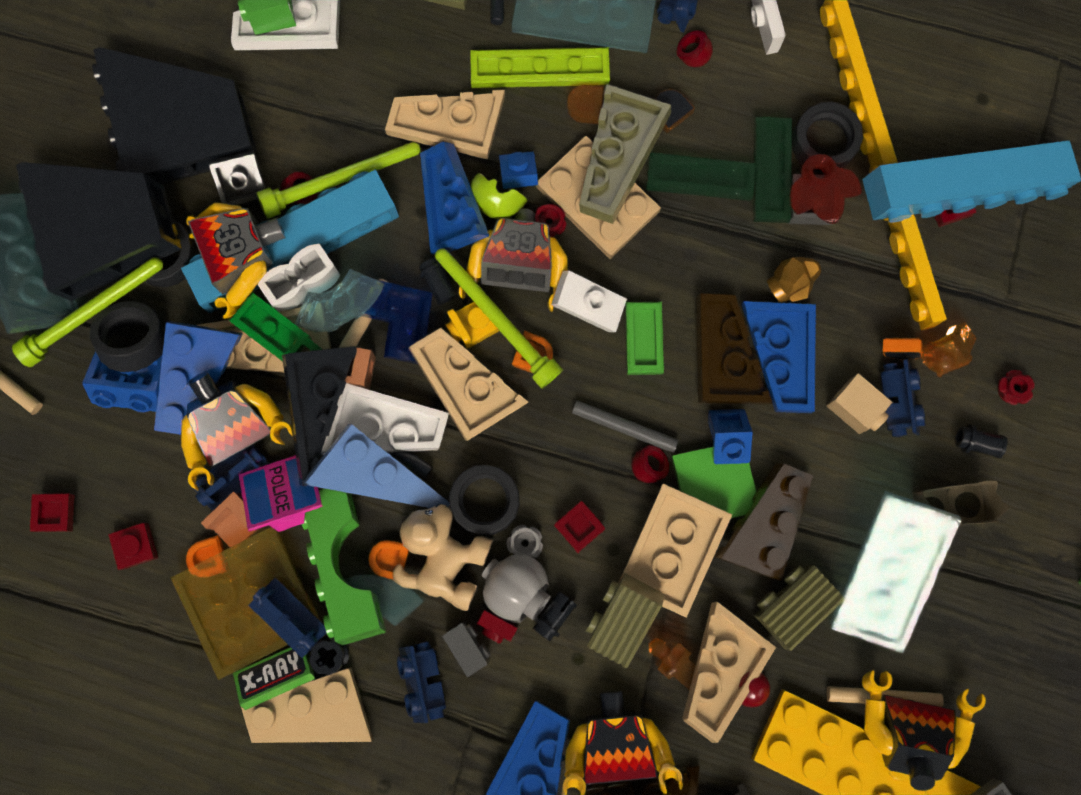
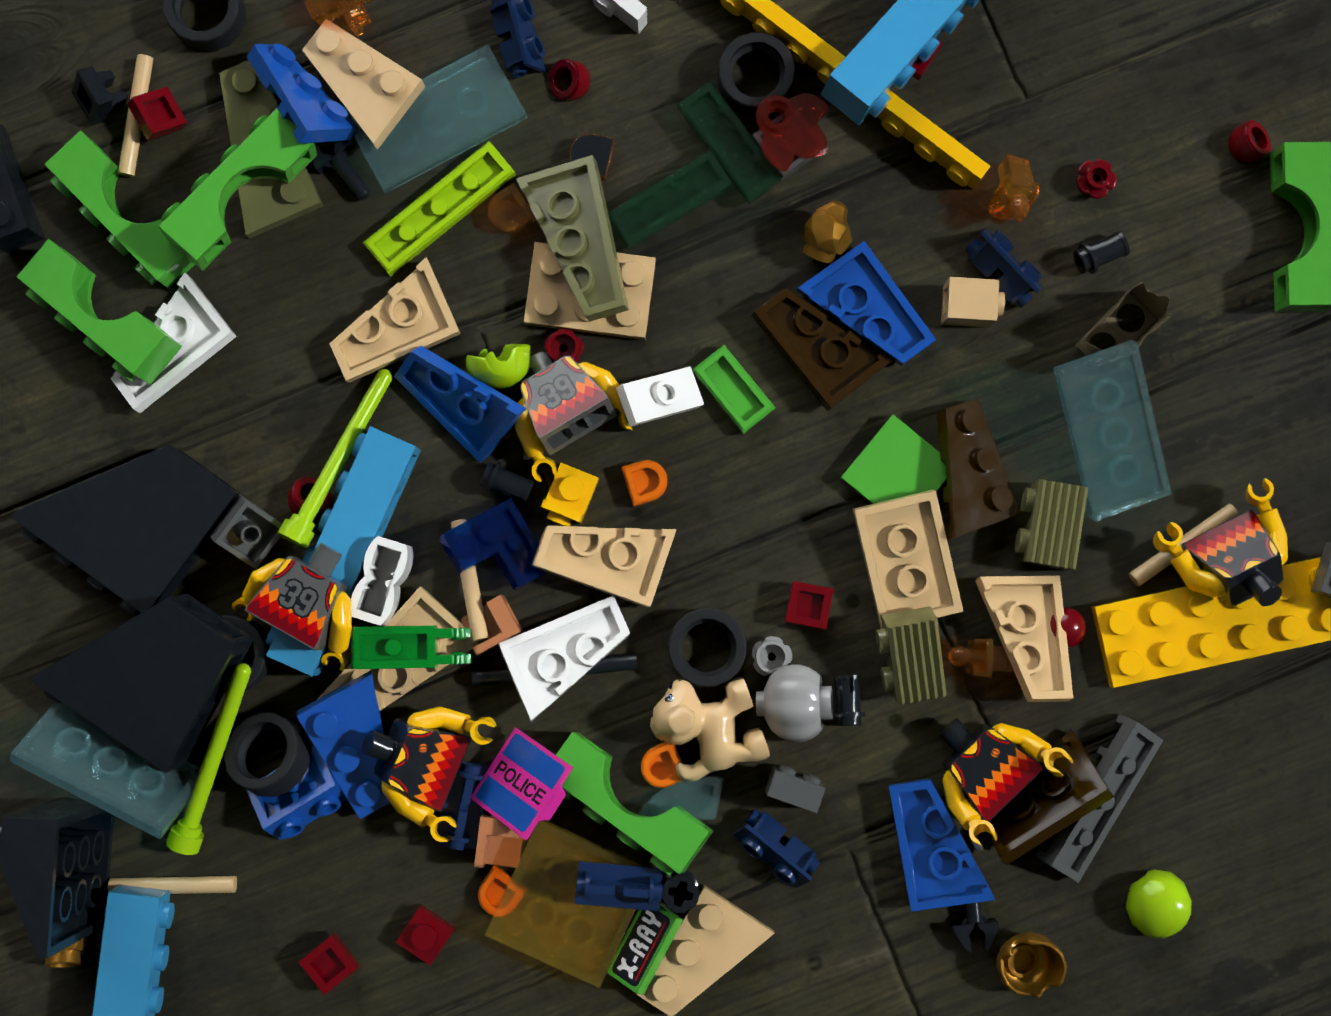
camera: 40 degrees left, 5 degrees up
(313, 390) = (481, 671): black wing -> none
(338, 306) = (441, 577): clear light blue tile -> none
(365, 469) = (583, 704): medium blue wing -> none
(496, 628) = (806, 751): dark red plate -> none
(518, 170) = (498, 322): blue plate -> none
(543, 369) = (666, 489): lime piece -> none
(625, 426) = (778, 483): dark grey bar -> none
(642, 469) = (822, 509): dark red piece -> none
(730, 436) = (879, 419): blue bracket -> none
(902, 348) = (970, 221): orange tile -> none

